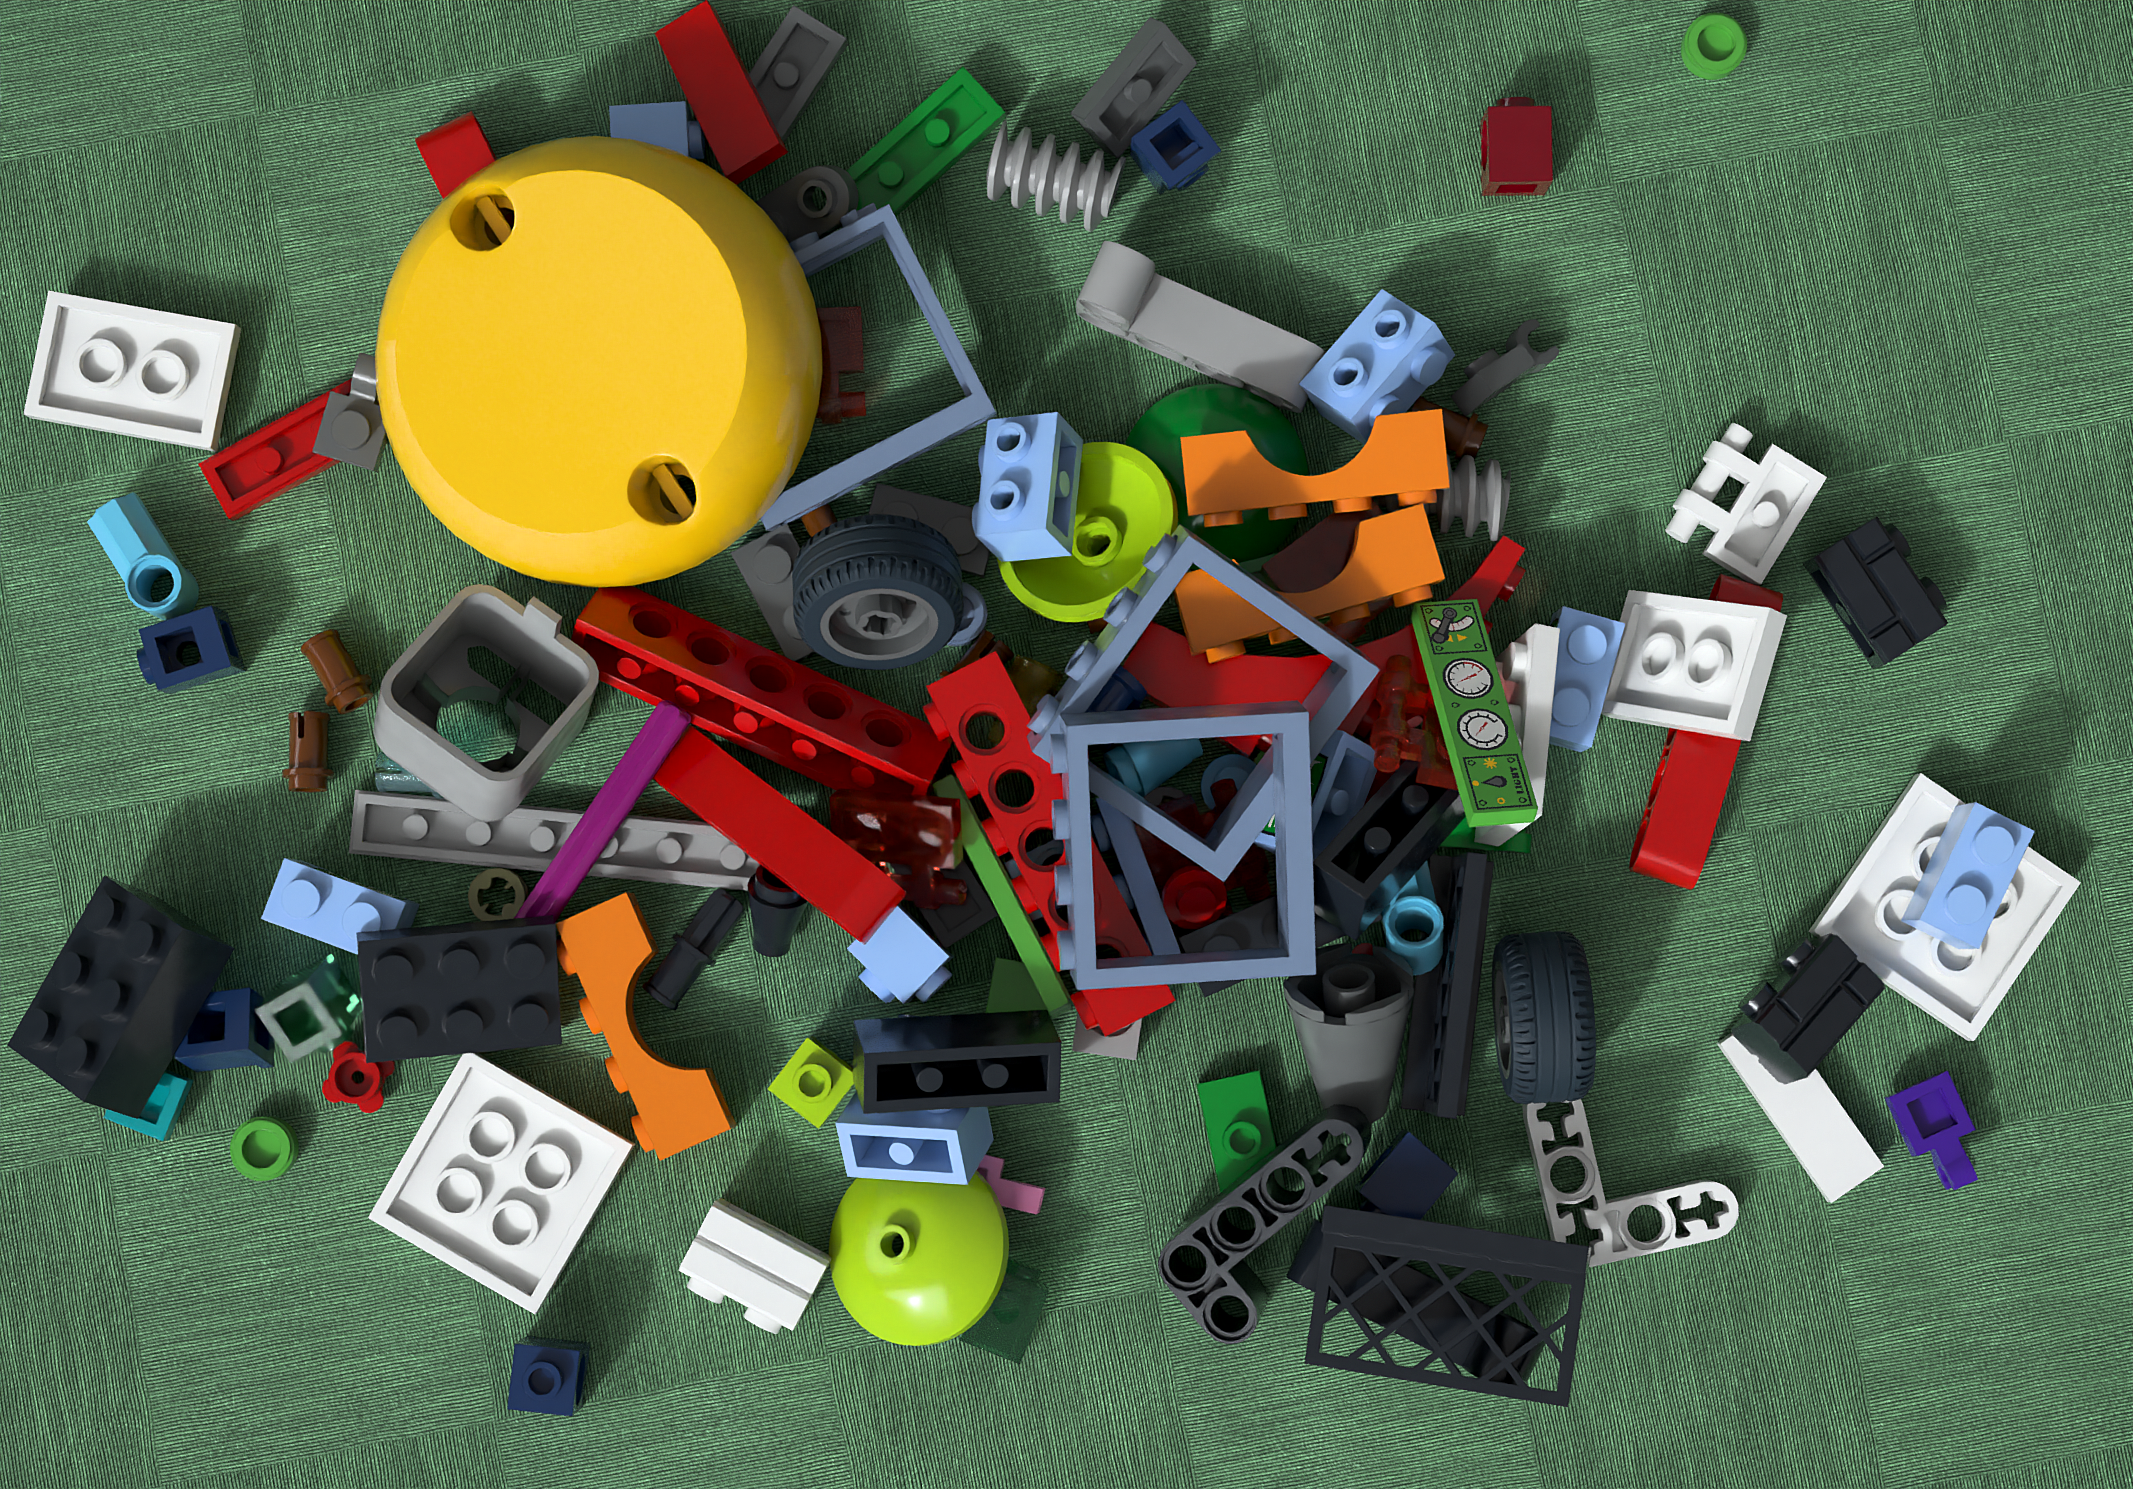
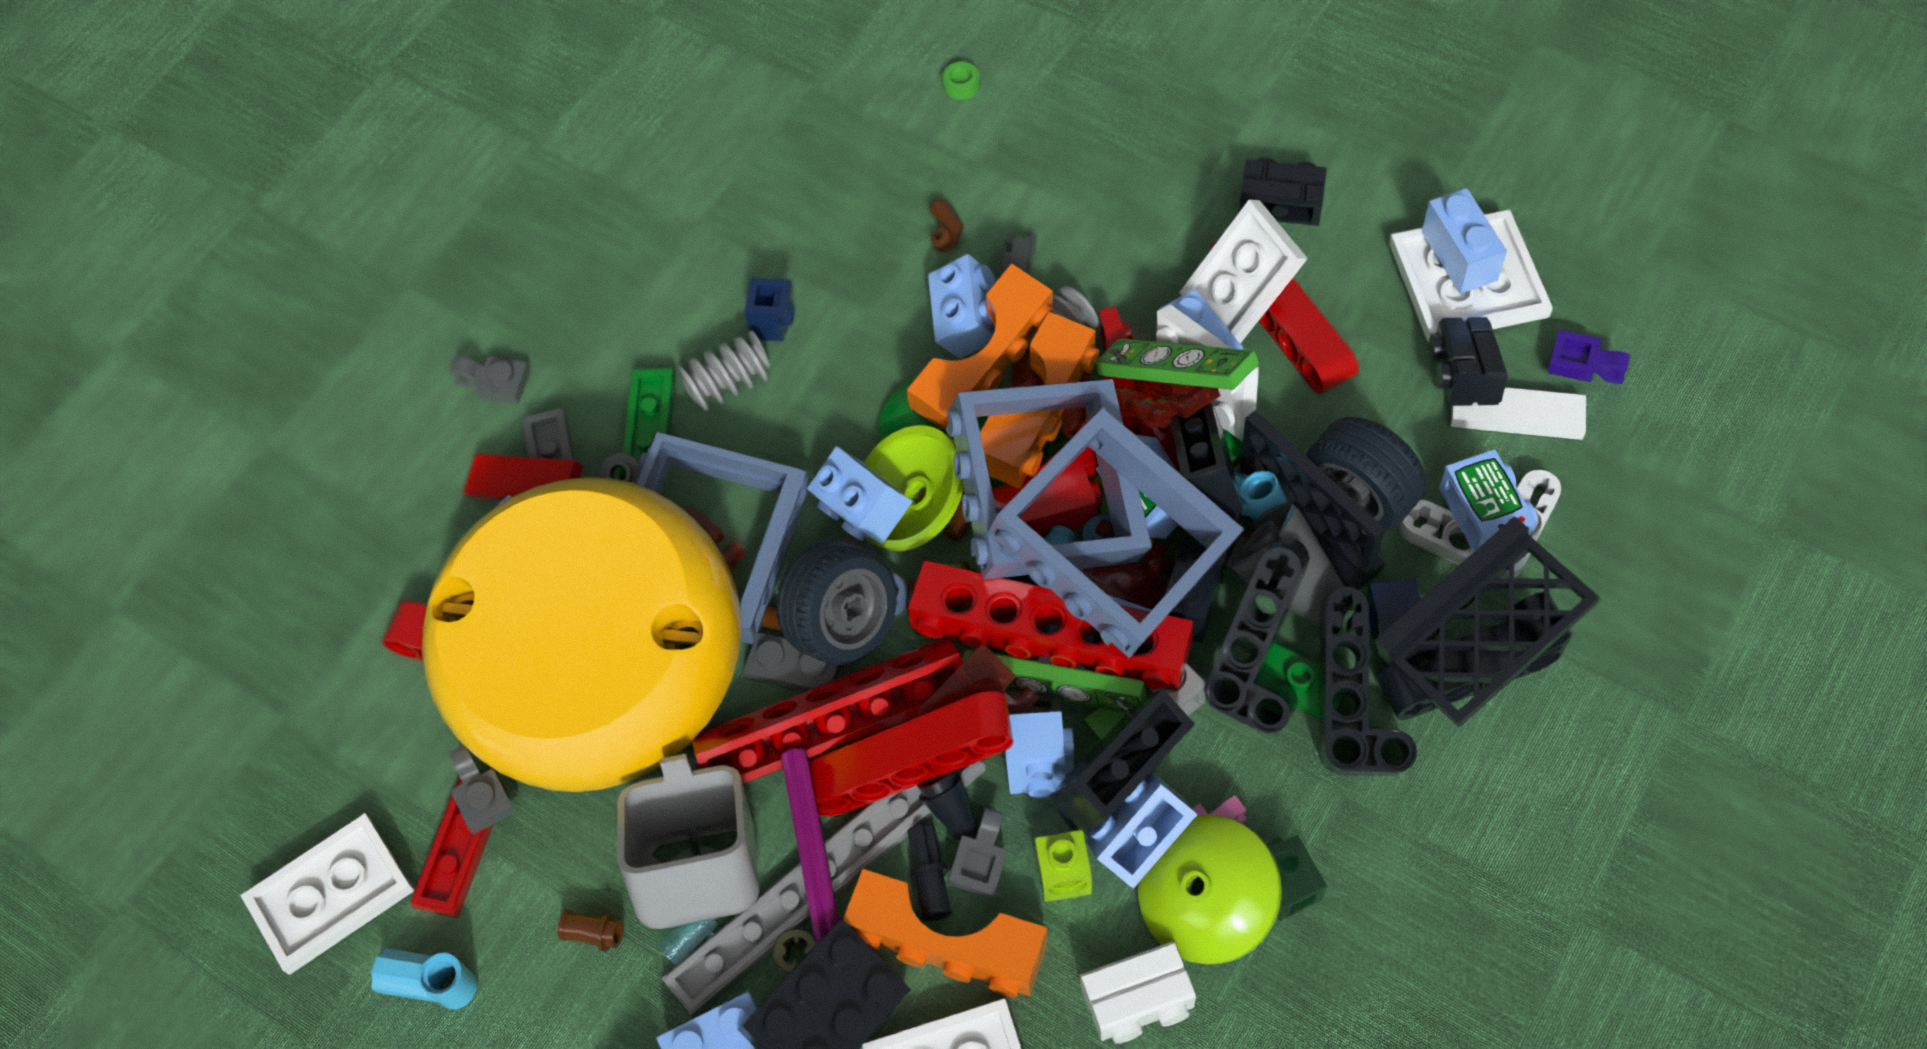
camera: 40 degrees left, 25 degrees down
(165, 641) = (490, 982): dark blue brick -> none
(308, 752) = (622, 992): reddish brown pin -> none
(746, 991) = (977, 860): none -> dark grey plate
(1134, 87) = (722, 307): dark grey plate -> none
(1174, 1090) = (1263, 630): none -> black beam
(1193, 897) = (1145, 585): red plate -> none
(1194, 329) = (856, 373): light grey beam -> none
(1482, 240) = (950, 226): none -> reddish brown arm
(1516, 148) = (923, 179): dark red brick -> none
(1623, 1180) = (1484, 497): none -> brick
(1762, 515) = (1197, 207): white plate -> none

